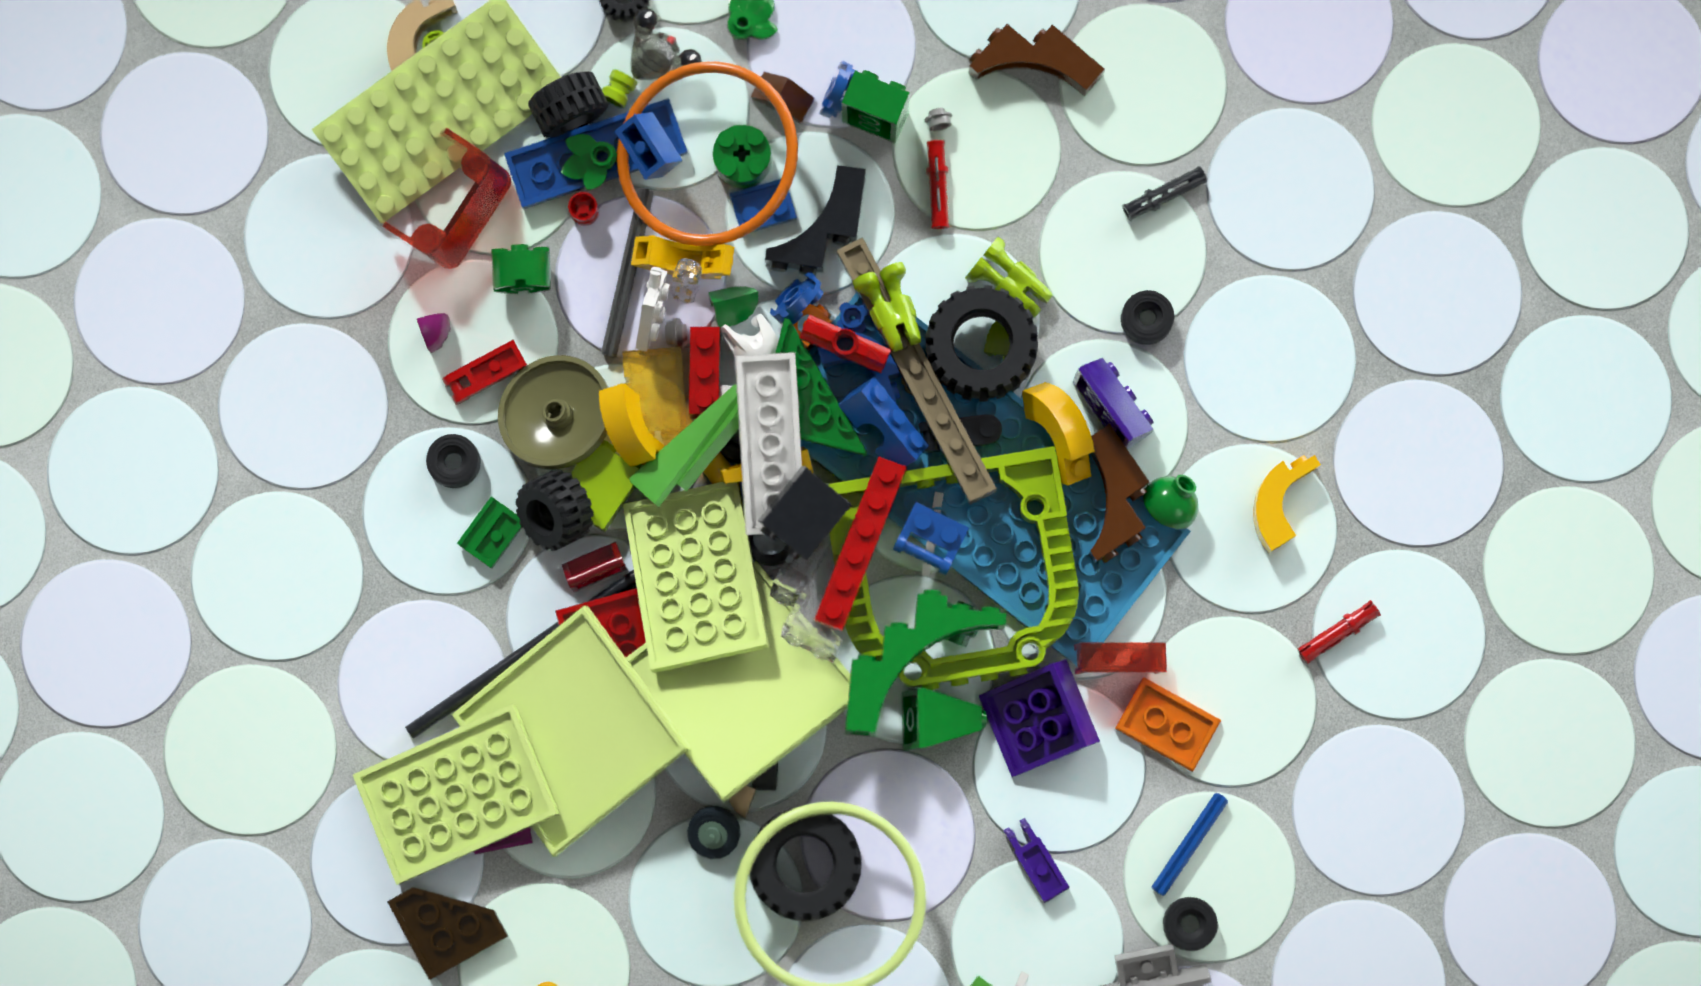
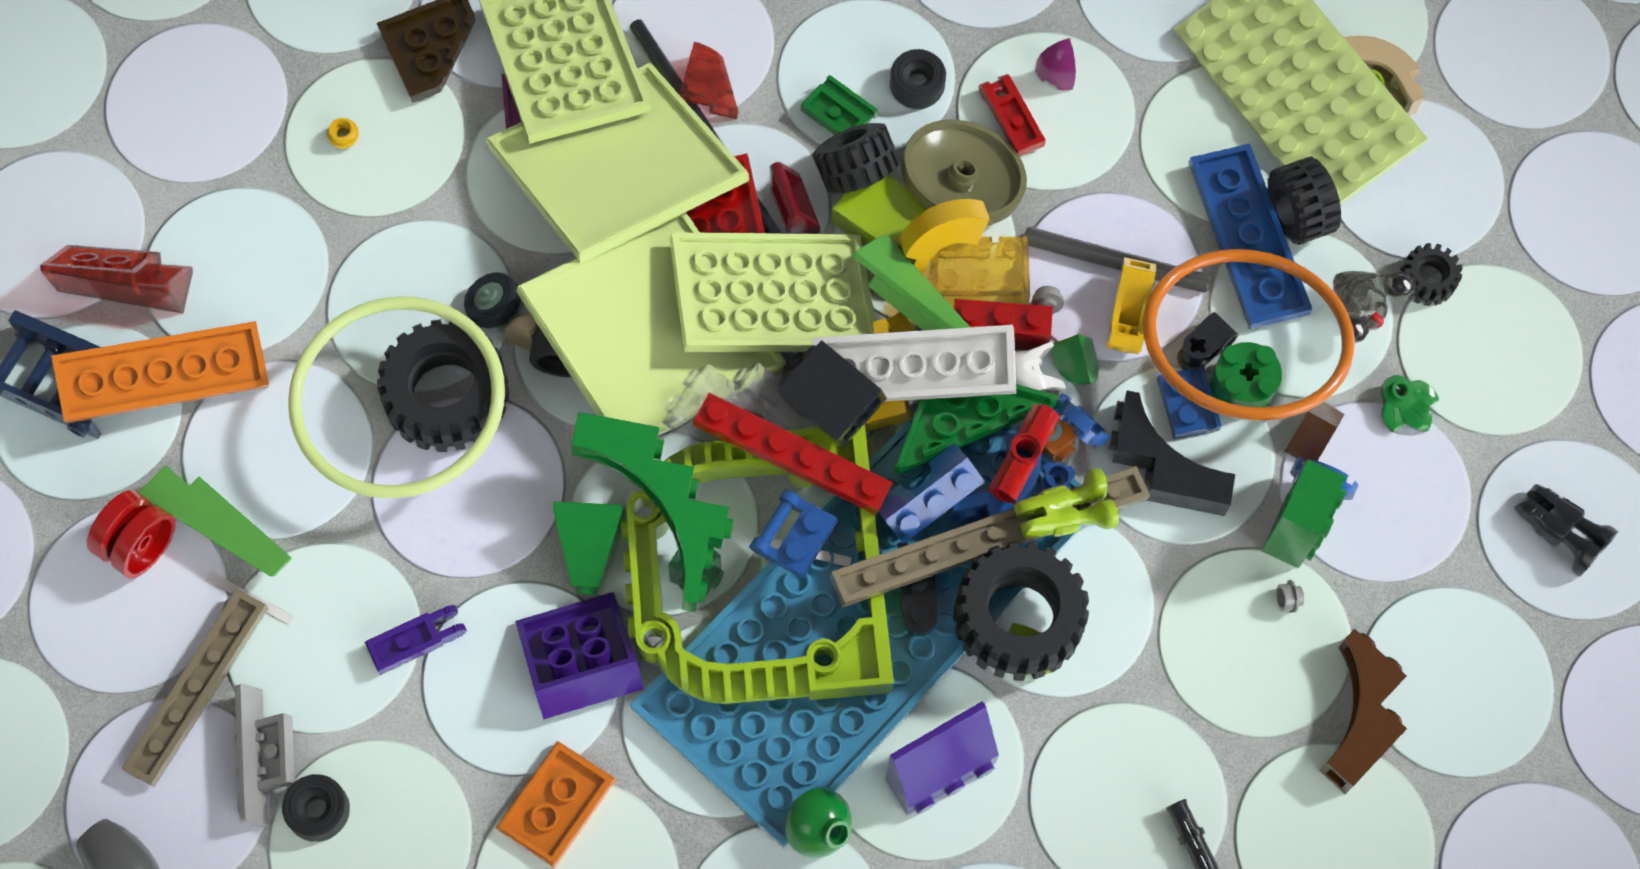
camera: 90 degrees right, 15 degrees down
(451, 246) = (1183, 103): clear red windscreen -> none
(470, 657) = (708, 82): none -> clear red slope
(521, 269) = (1120, 147): green brick -> none
(579, 205) = (1187, 210): red wheel -> none
(584, 161) = (1239, 219): green plate -> none
(620, 85) = (1322, 260): lime wheel -> none
(648, 145) = (1257, 267): blue brick -> none
(652, 308) = (1073, 265): white plate -> none
(681, 280) = (1104, 308): clear beam -> none
(703, 188) = (1206, 341): none -> black piece
(936, 150) = (1220, 590): red pin -> none
(1018, 280) = (1094, 670): lime piece -> none
(1065, 425) = (912, 696): yellow arch -> none
(1121, 481) = (847, 762): reddish brown arch -> none
(1121, 657) = (636, 747): clear red container -> none
(1158, 305) = (1050, 798): black tyre -> none
(1189, 844) = (410, 817): blue axle -> none

